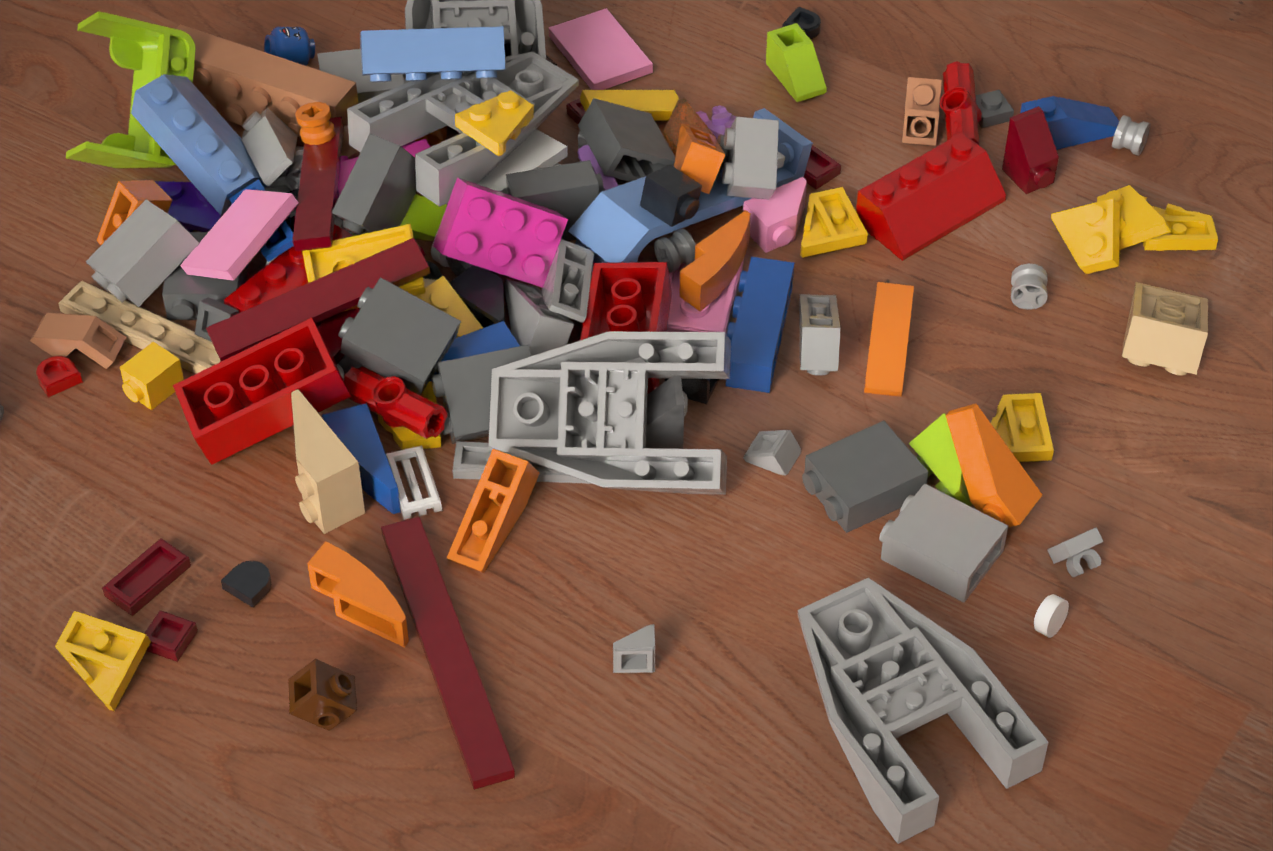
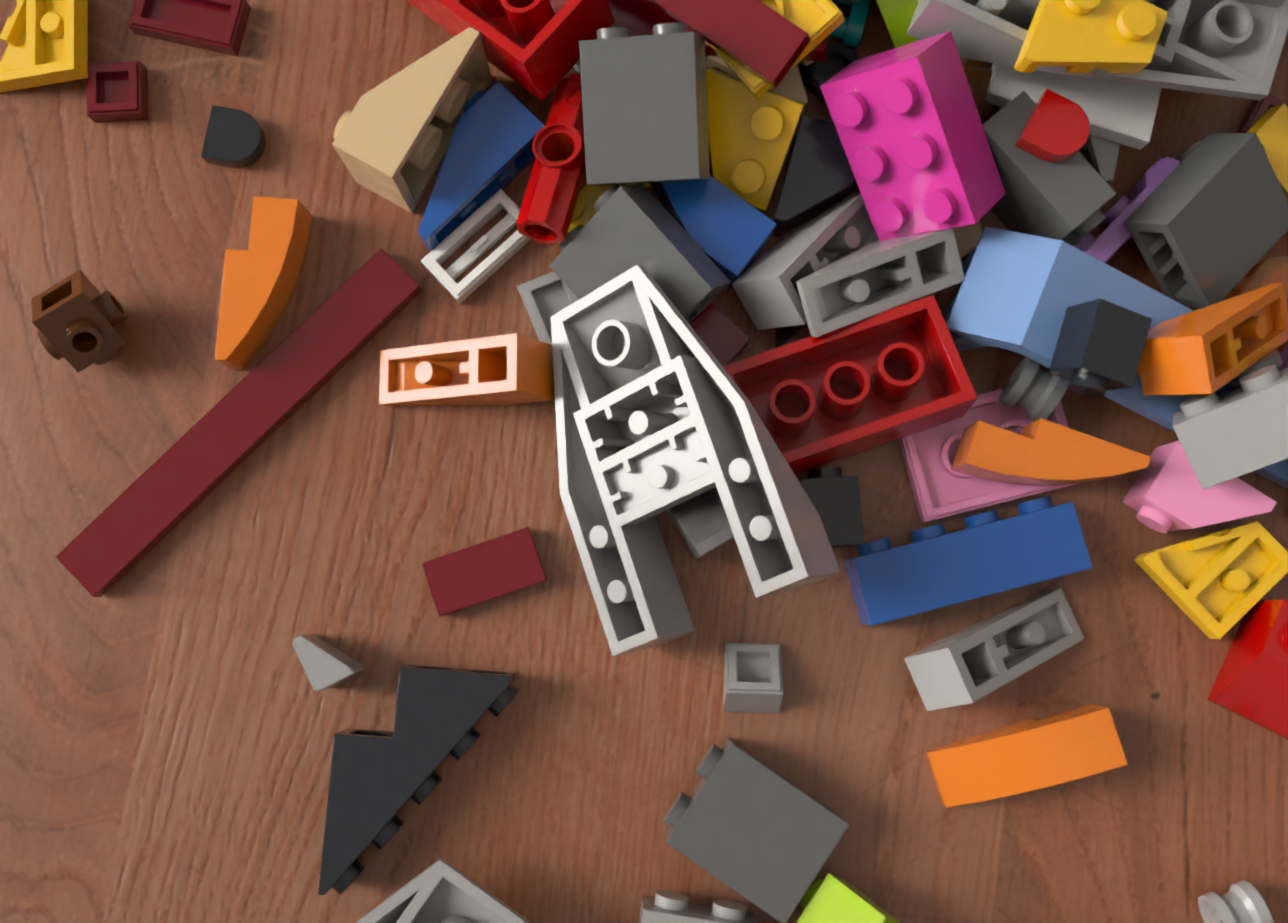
camera: 60 degrees right, 35 degrees up
(537, 166) = (1054, 128): none -> red tile
(627, 556) = (484, 572): none -> dark red tile
(725, 640) = (383, 770): none -> black slope

